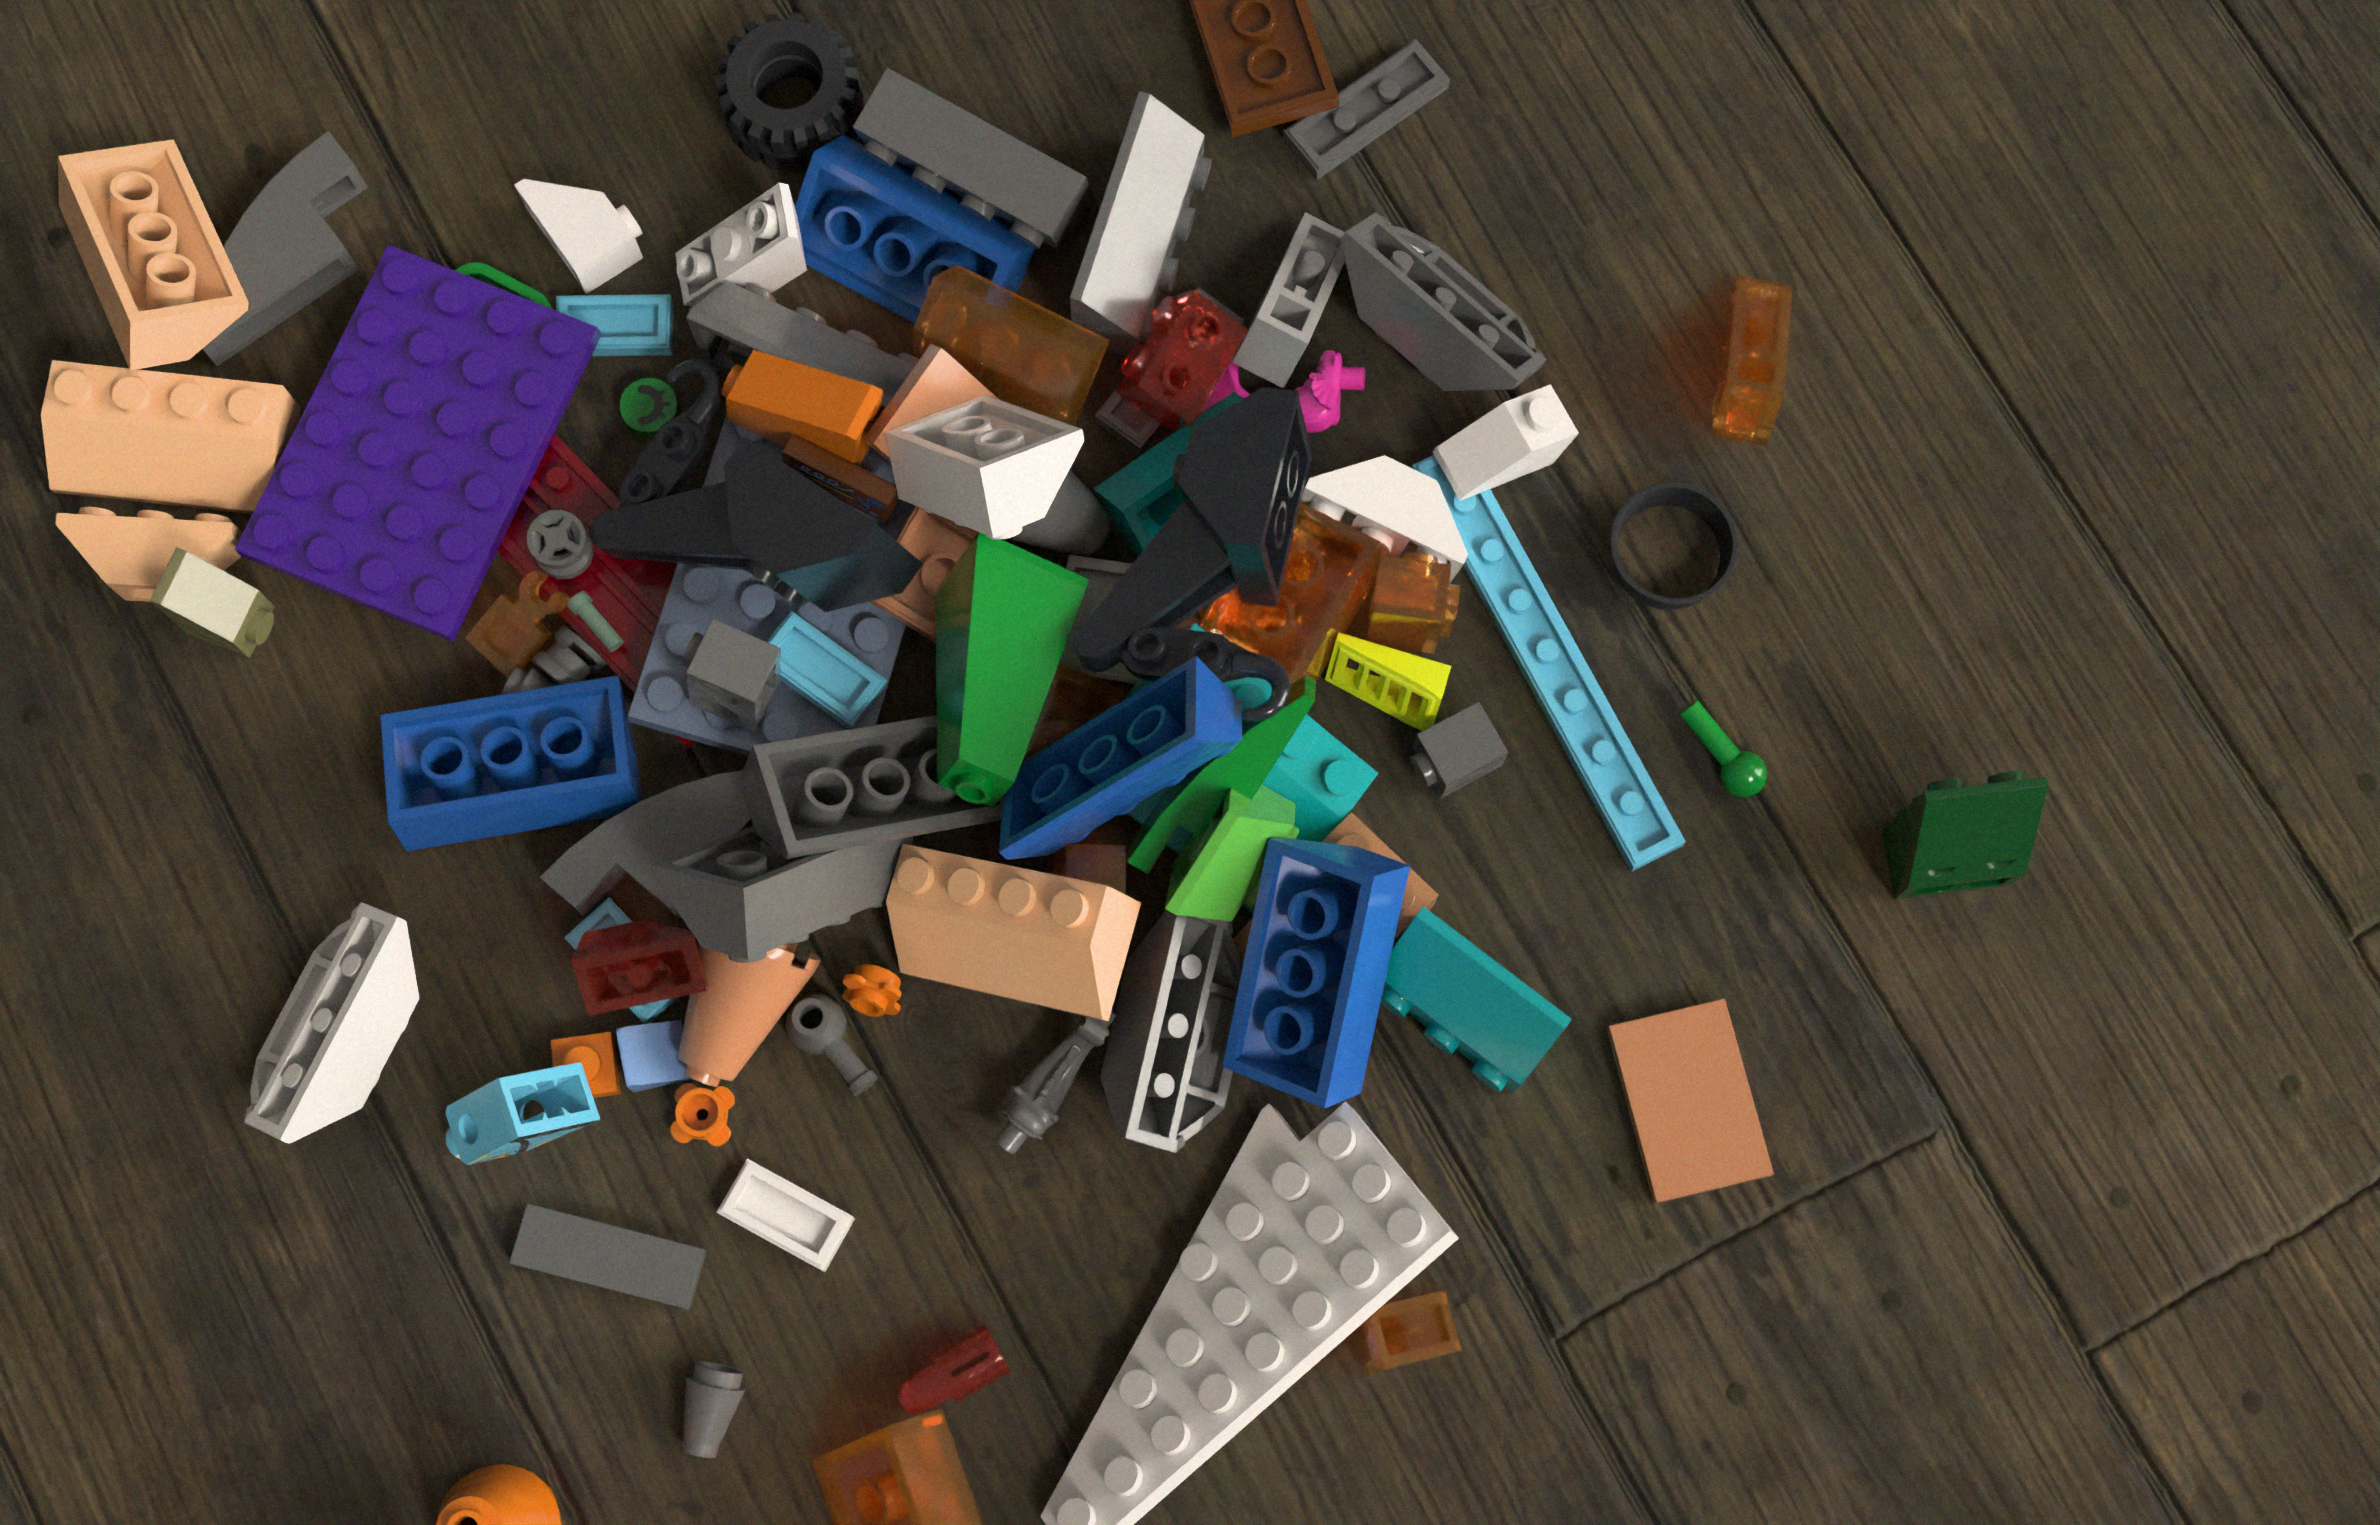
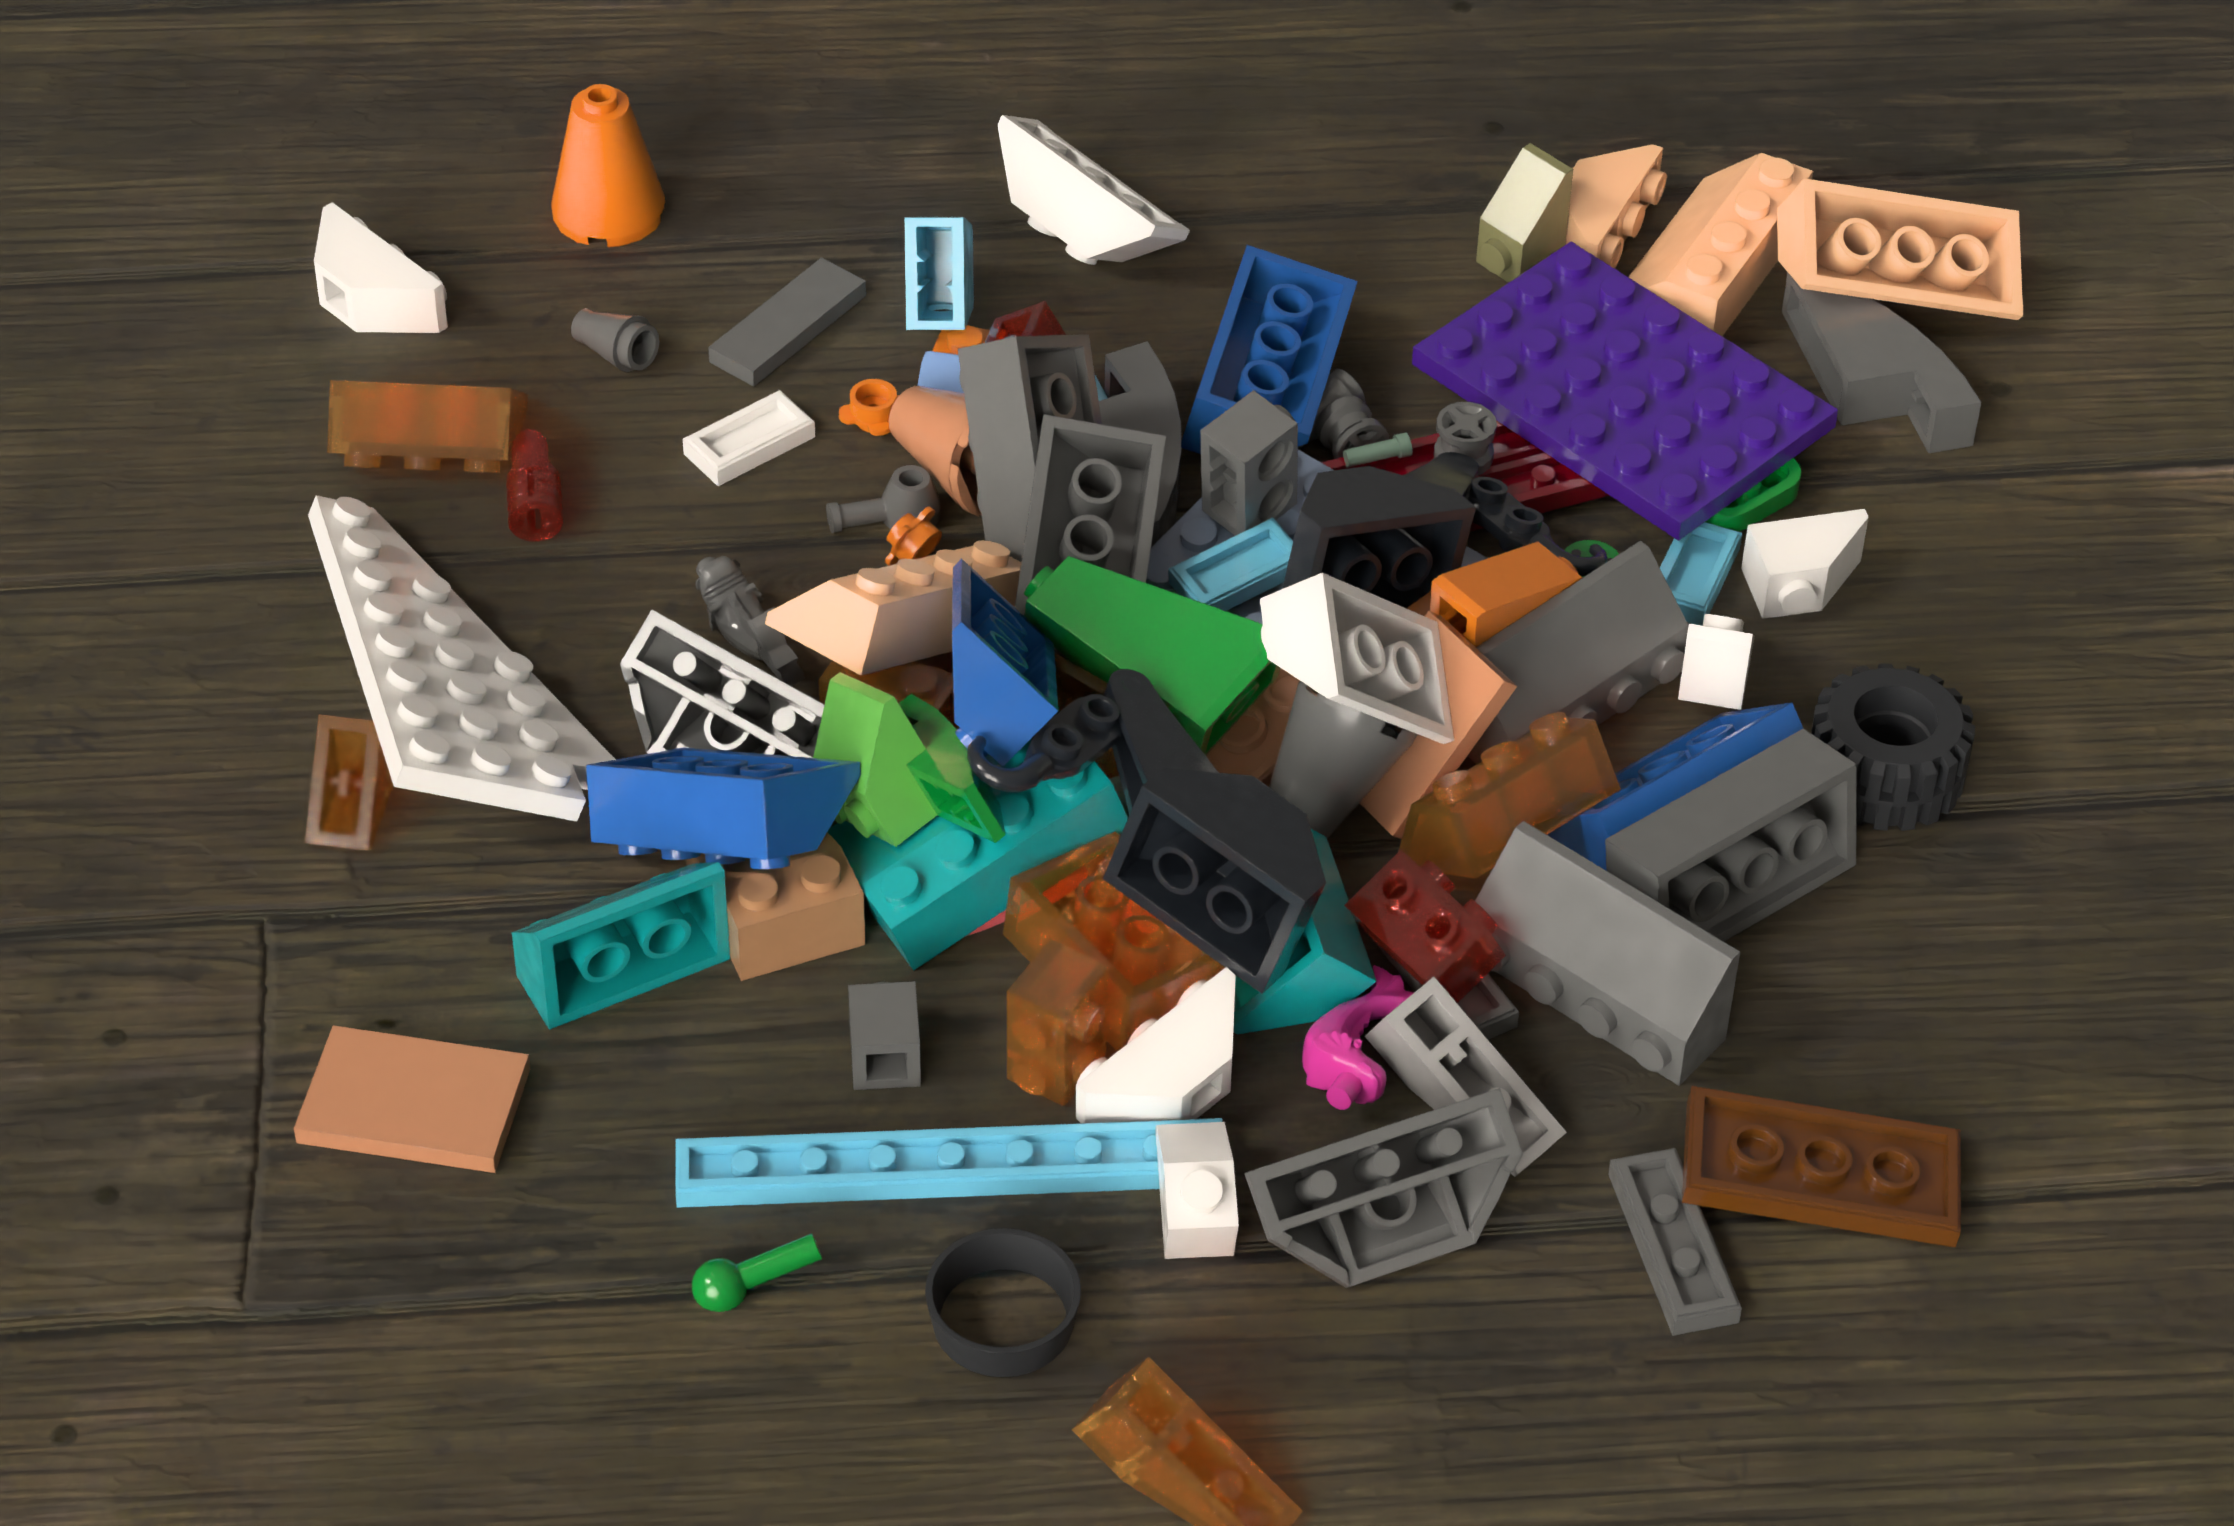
camera: 115 degrees right, 30 degrees down
(512, 628) = (1404, 406): clear orange plate -> none
(1407, 684) = (968, 1016): neon yellow slope -> none
(1964, 835) = (523, 1393): dark green slope -> none

